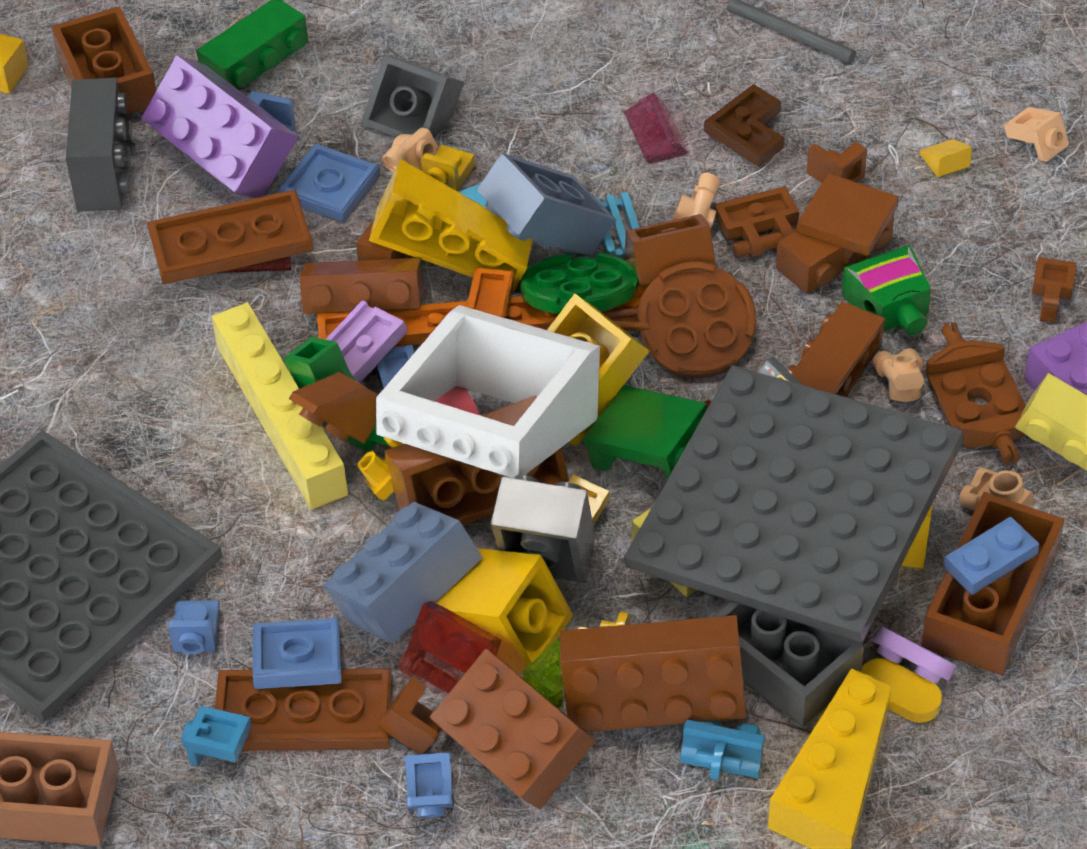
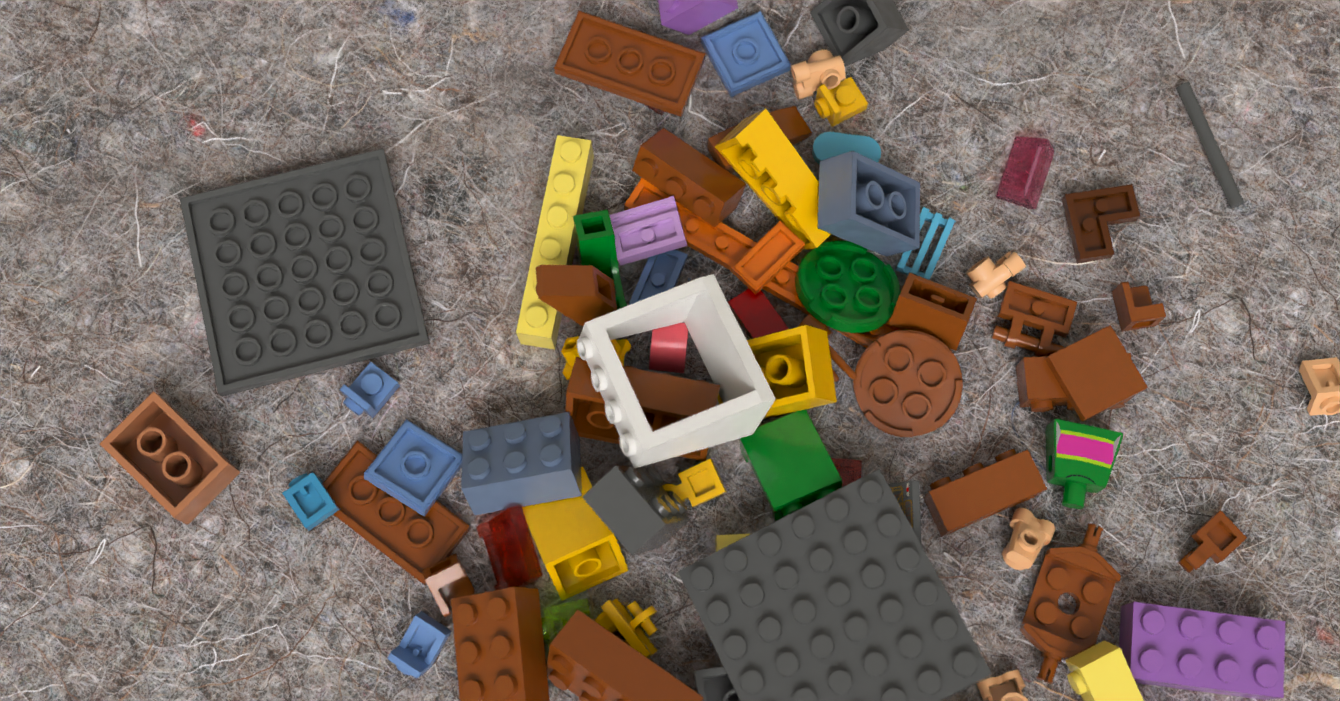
camera: 35 degrees right, 25 degrees up
(947, 157) = (1232, 356): yellow slope -> none

